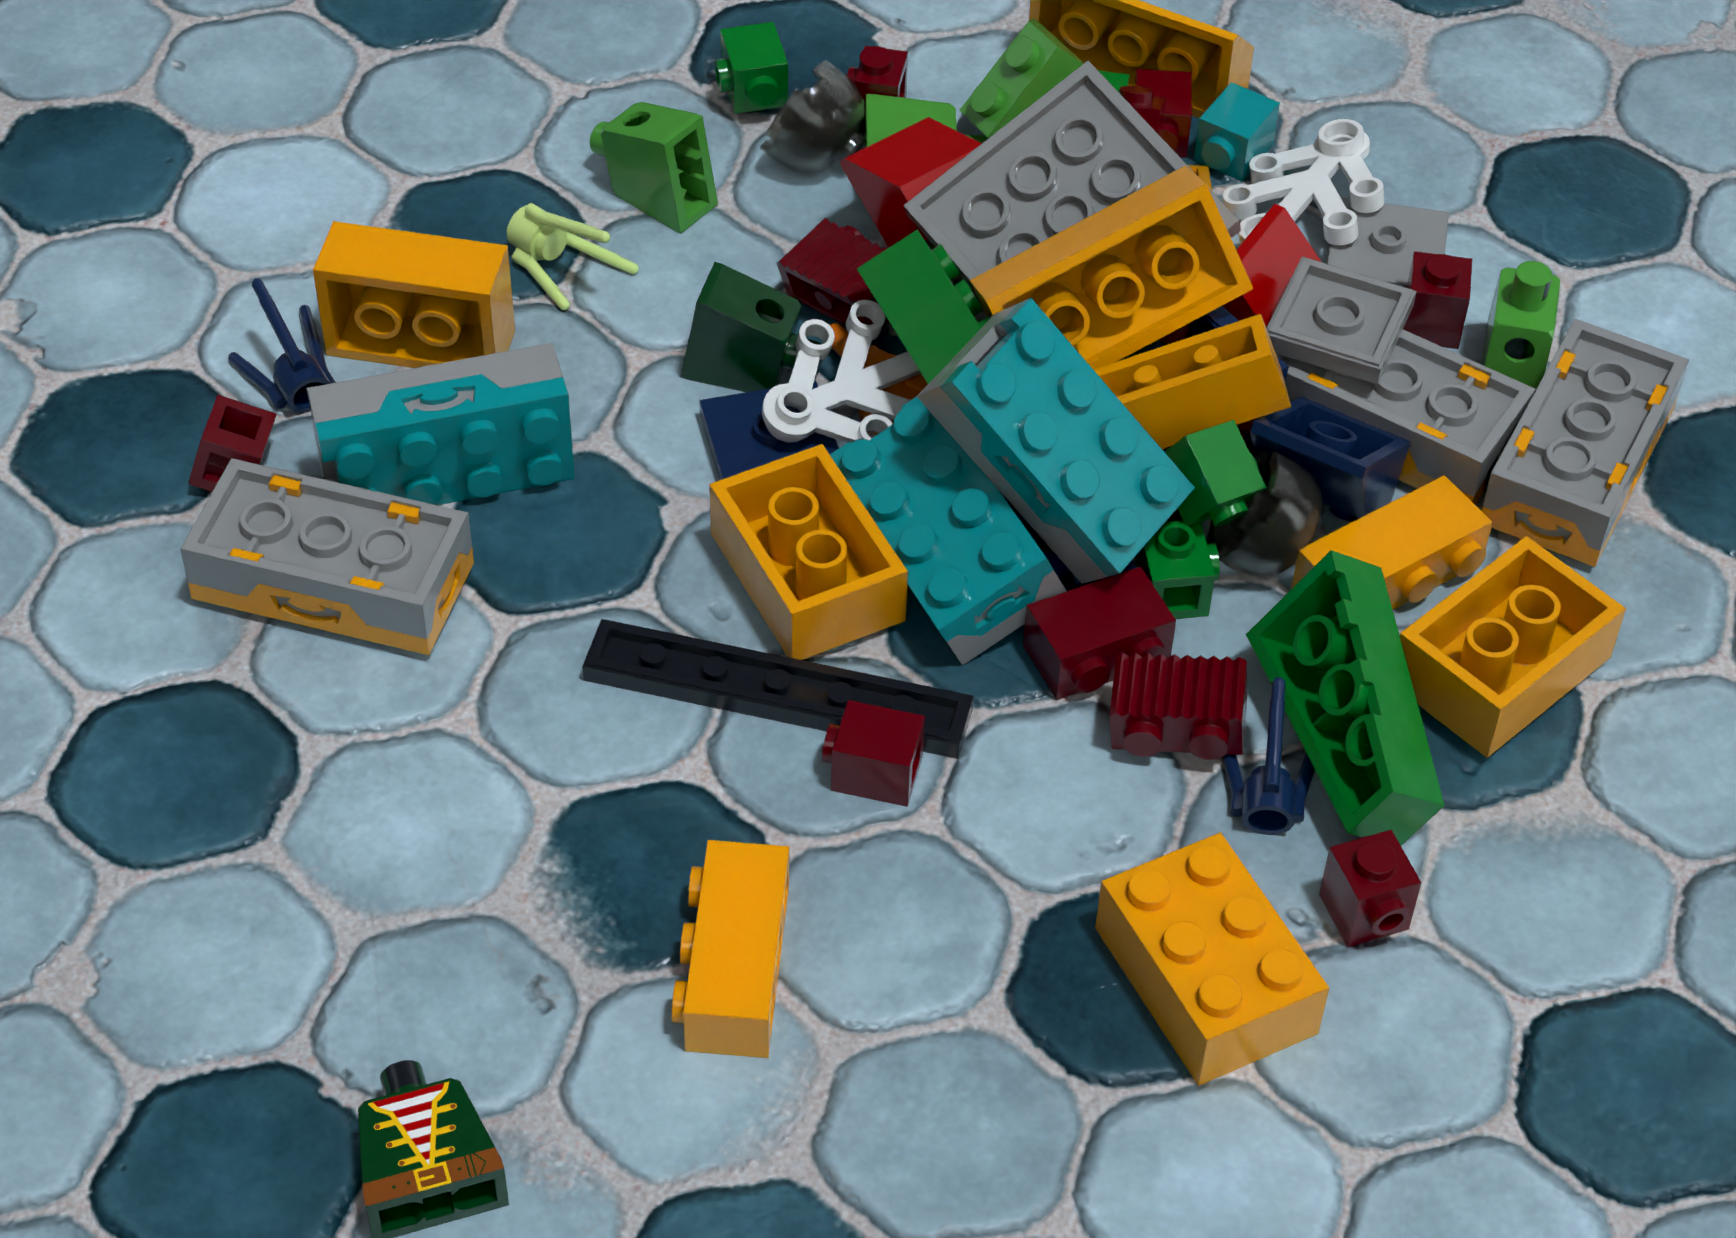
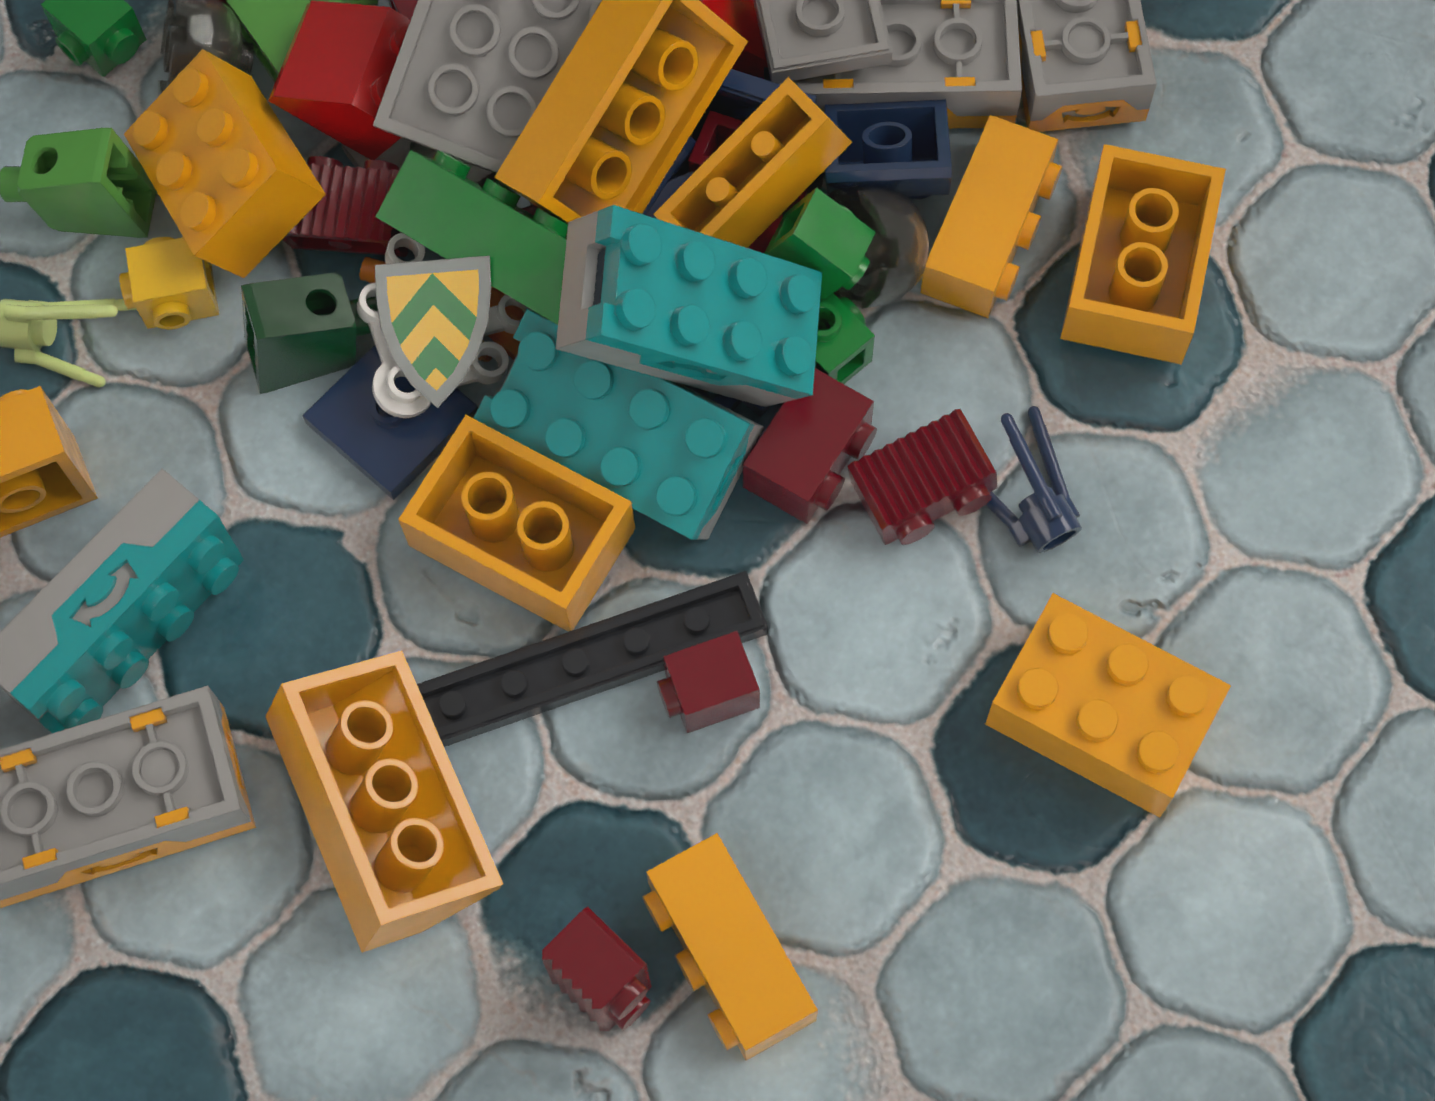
camera: 30 degrees left, 20 degrees up
(540, 678) = (381, 798): none -> light orange slope
(608, 885) = (598, 972): none -> dark red brick
(670, 260) = (168, 284): none -> yellow brick
(772, 191) = (223, 164): none -> light orange brick
(848, 362) = (434, 319): none -> sticker
(1352, 696) = (1065, 390): green wedge -> none
(1369, 888) = (1186, 558): dark red brick -> none

